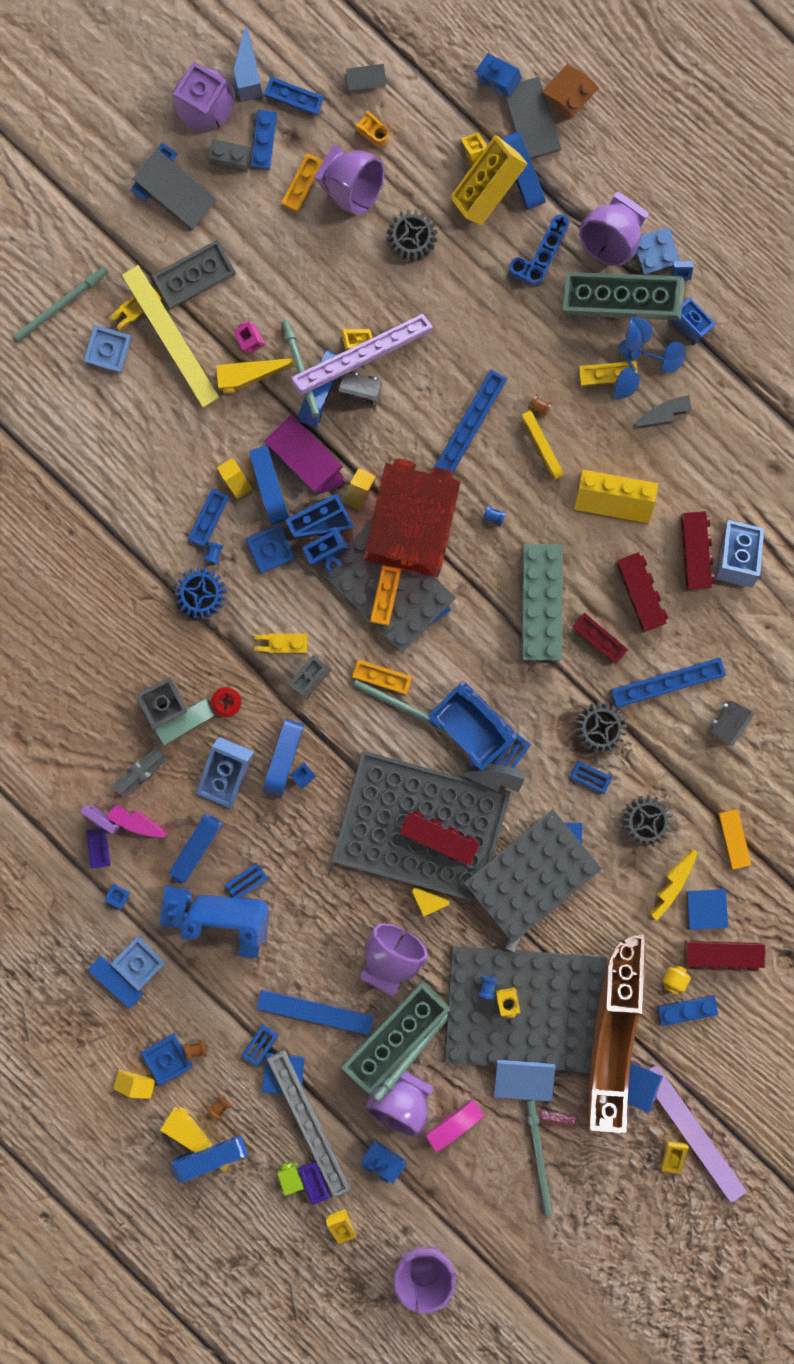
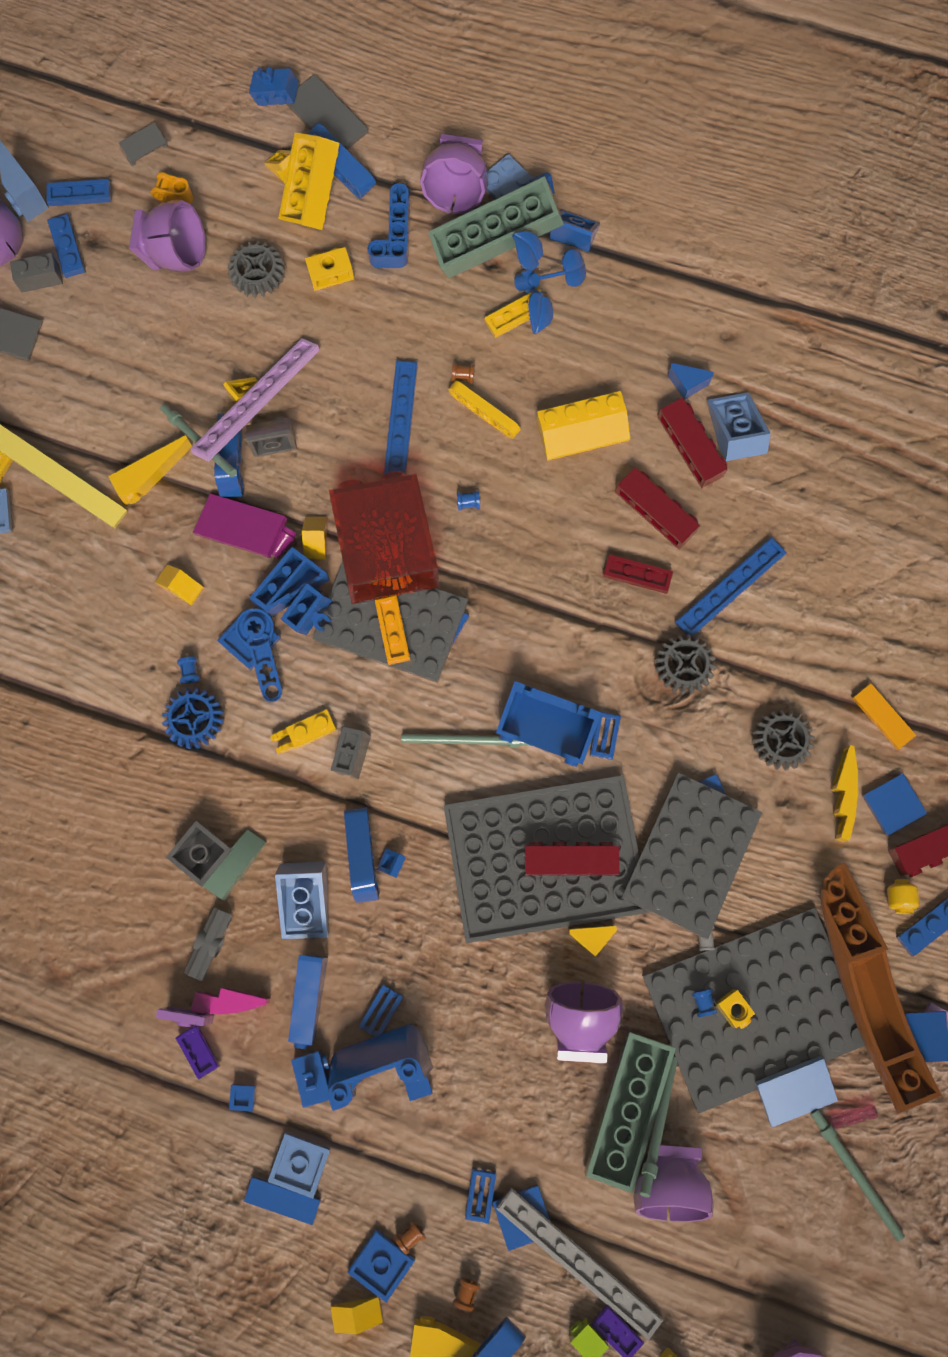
camera: 25 degrees left, 10 degrees down
(193, 274) = (48, 403): dark grey tile -> none
(208, 518) = (168, 637): blue tile -> none
(219, 708) = (262, 817): red gear -> none
(248, 343) = (132, 436): dark pink brick -> none
(268, 484) = (217, 573): blue beam -> none
(276, 560) = (259, 646): none -> blue beam
(301, 183) = (122, 271): light orange tile -> none
(315, 1012) = (525, 1125): blue tile -> none
(381, 677) = (428, 719): light orange tile -> none
(383, 1161) = (684, 1267): blue brick -> none
(454, 1125) = (744, 1183): dark pink slope -> none
(463, 268) = (338, 274): none -> yellow brick
(497, 775) = (598, 766): dark grey slope -> none
(541, 602) = (560, 564): sand green brick -> none
(569, 91) = (351, 73): dark orange slope -> none
(605, 784) = (680, 722): blue tile -> none
(664, 412) = (592, 325): dark grey slope -> none
(720, 497) = (689, 379): none -> blue slope
(730, 722) = (818, 596): flat silver slope -> none

